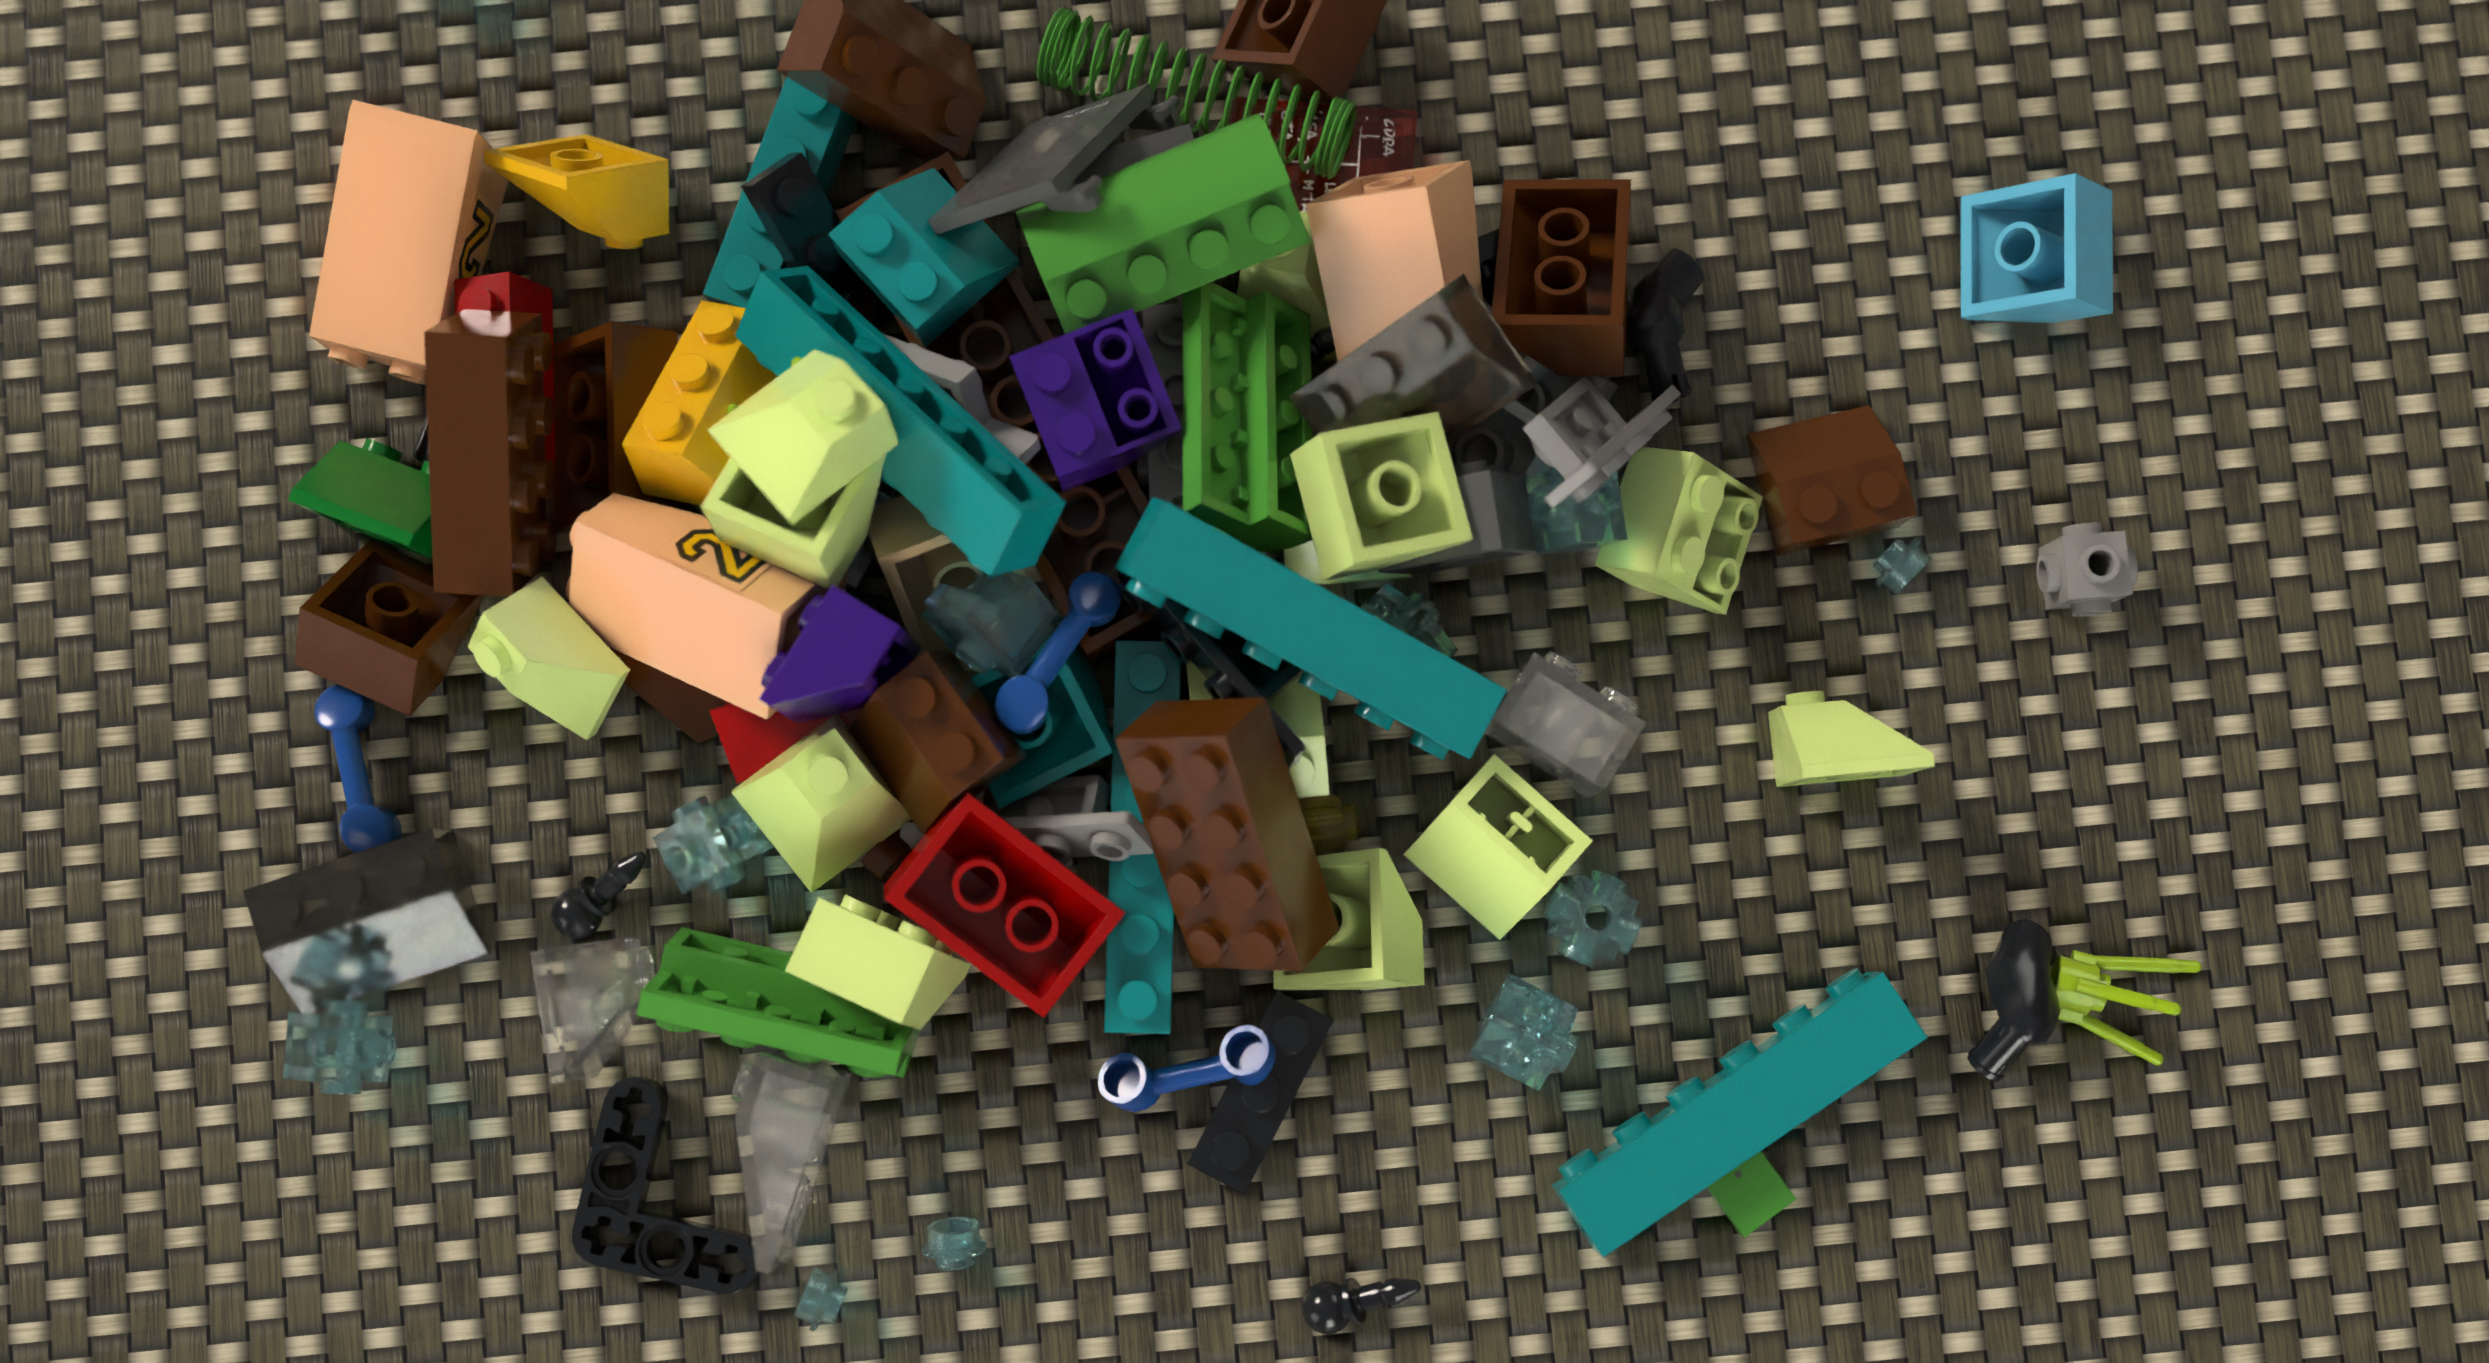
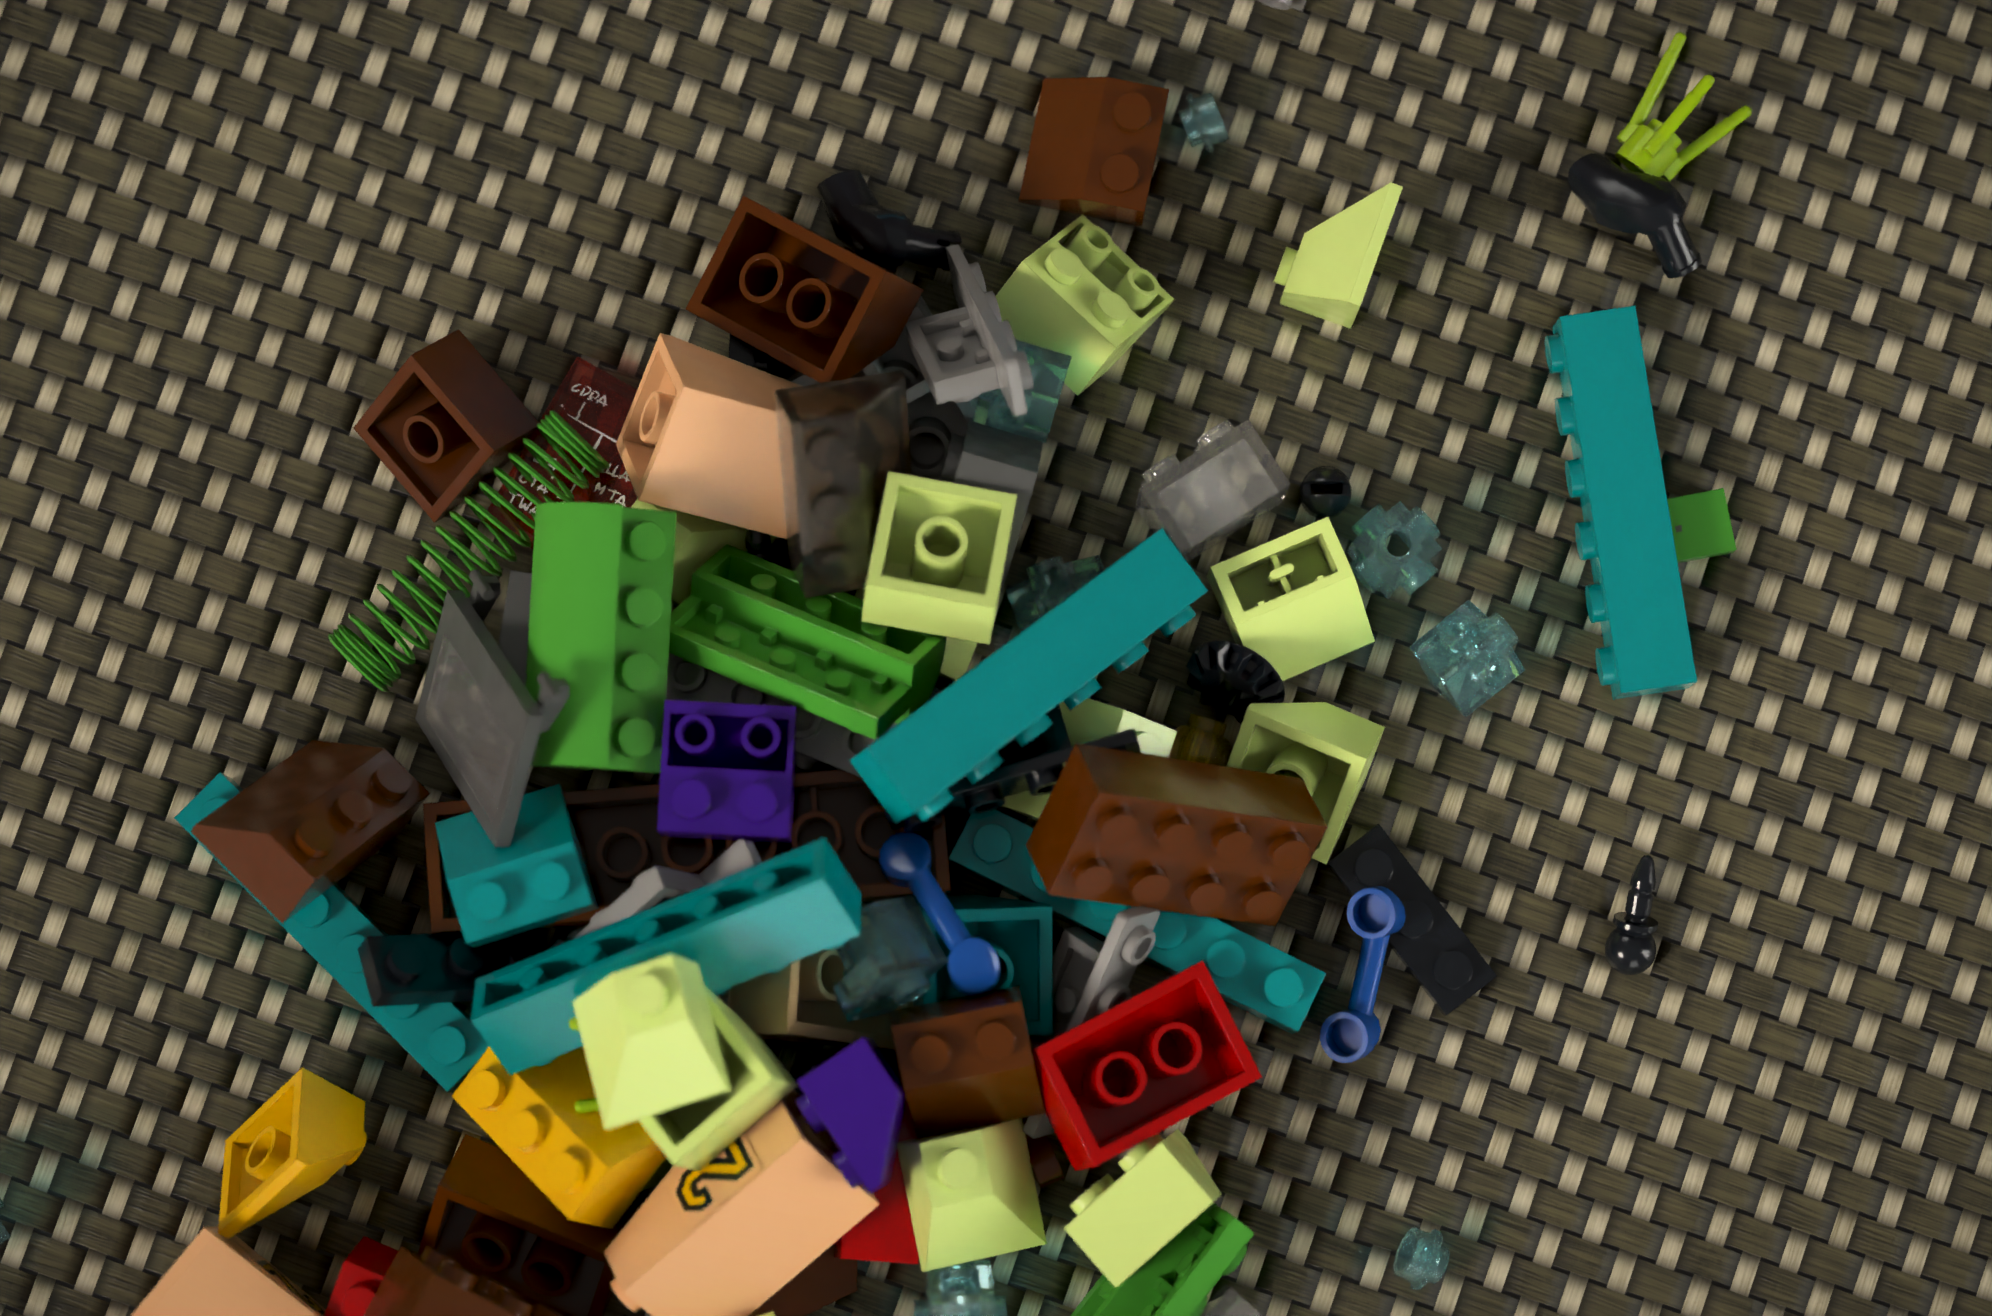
camera: 65 degrees left, 0 degrees up
(1403, 824) = (1249, 675): none -> black gear
(1604, 838) = (1325, 504): none -> black hinge

